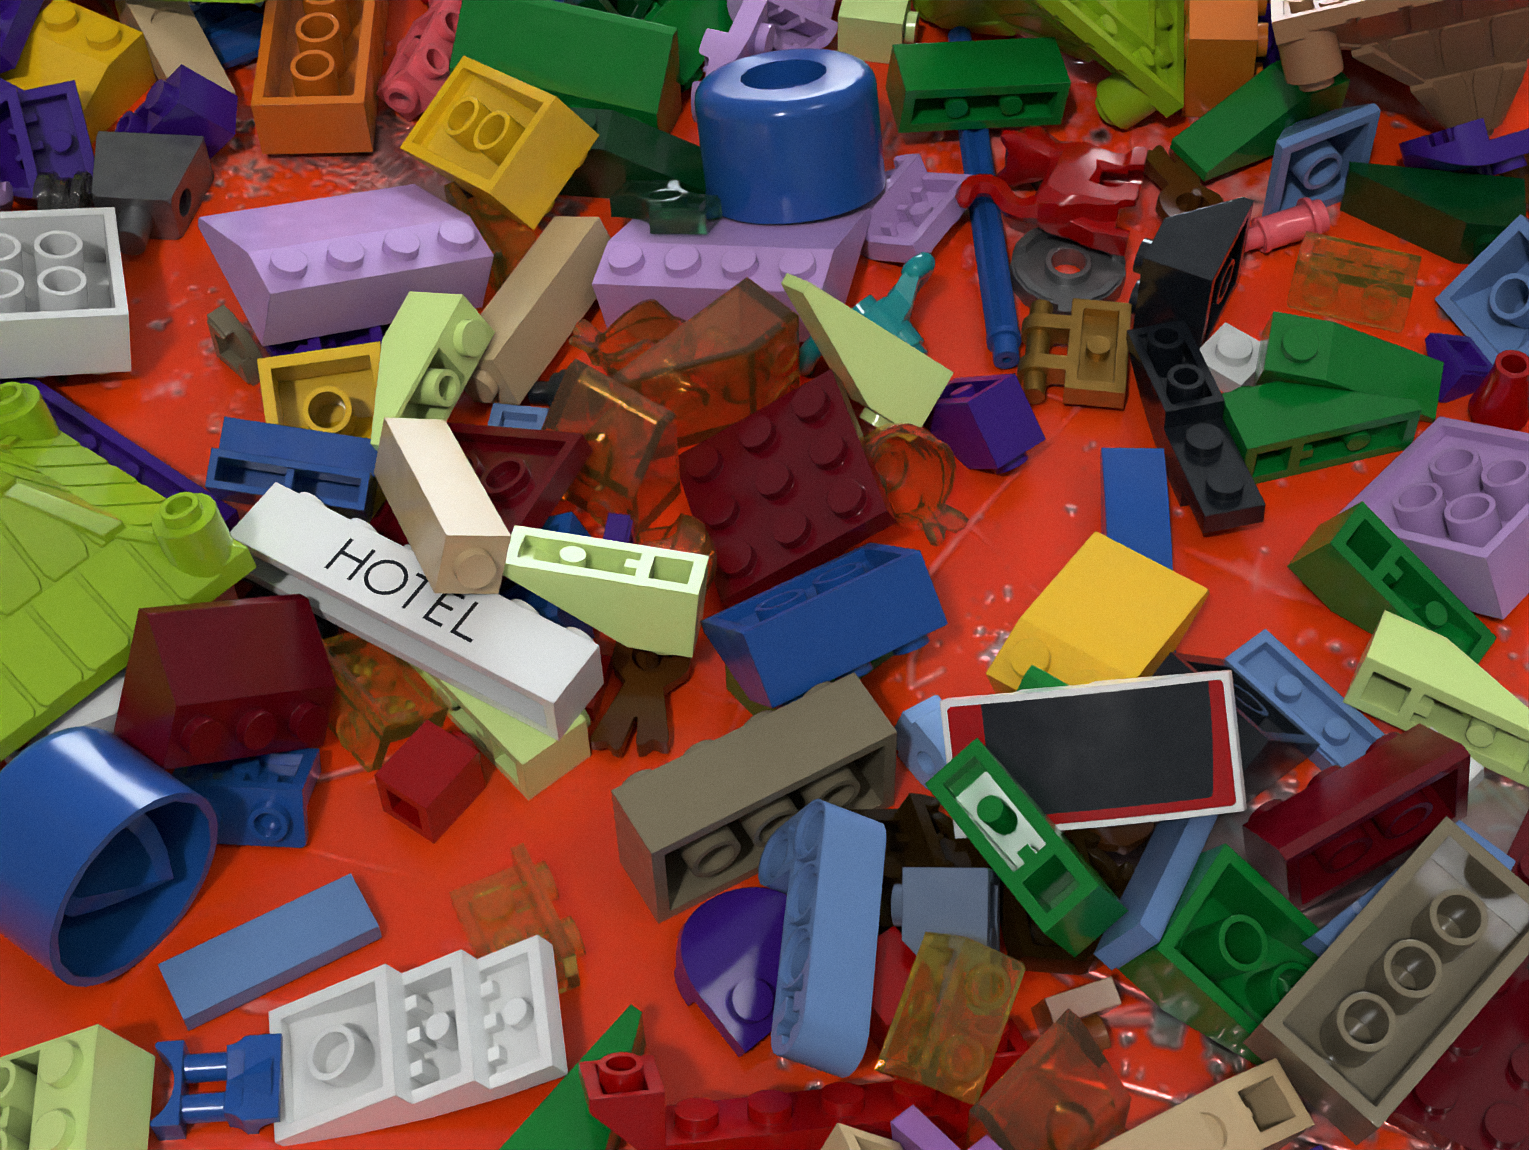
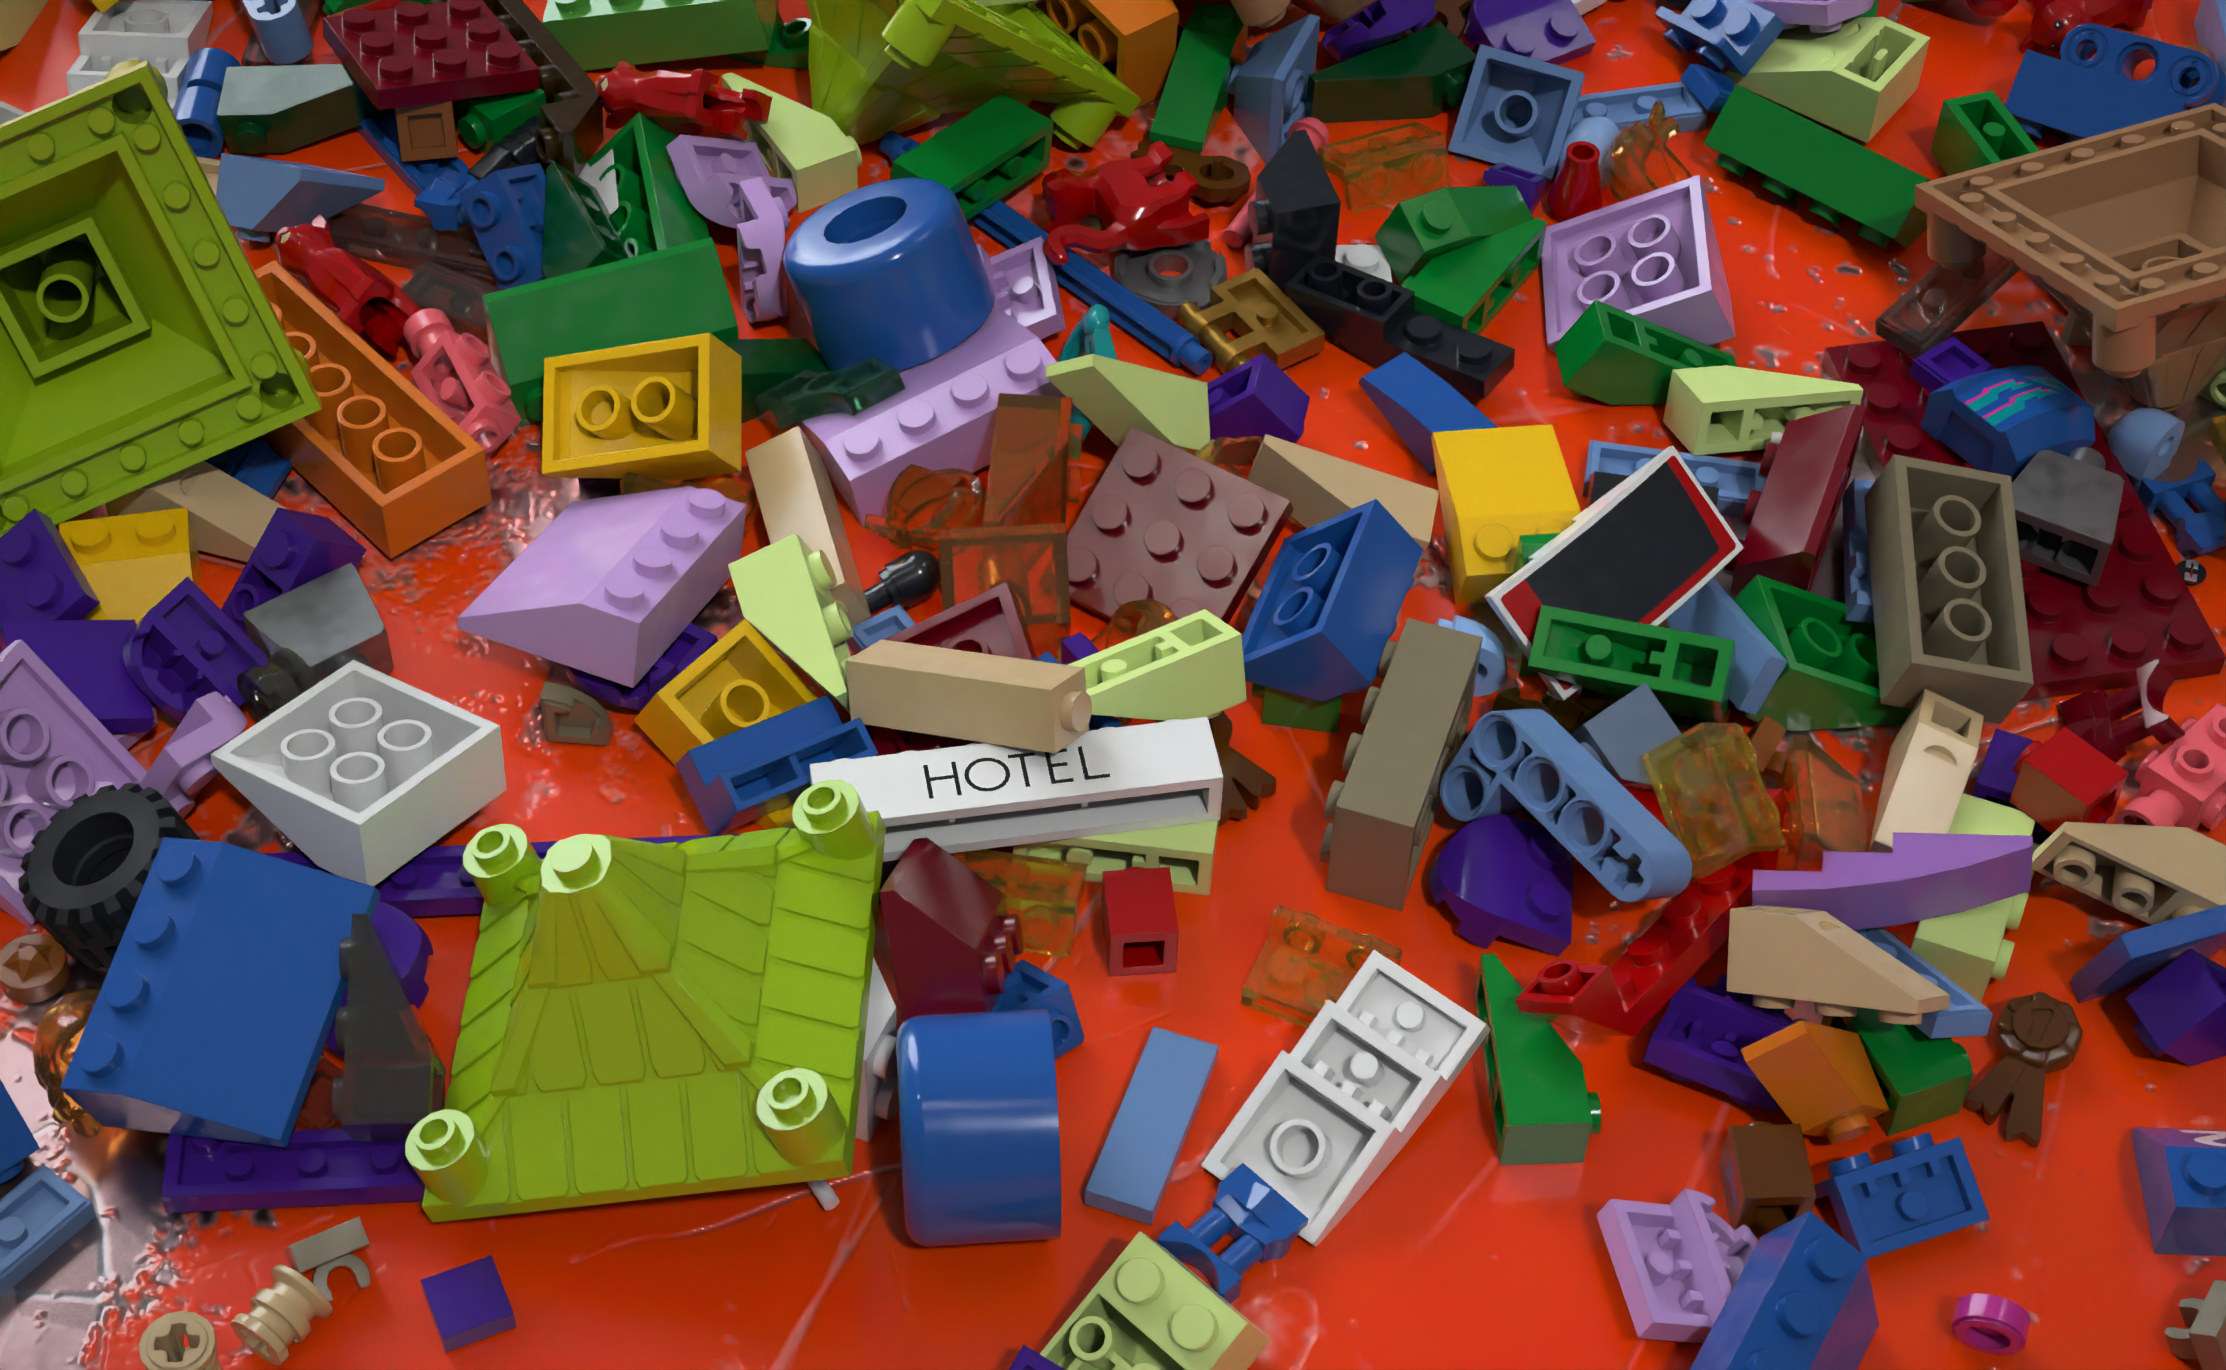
camera: 45 degrees left, 5 degrees down
(976, 562) = (1329, 486): none -> tan slope

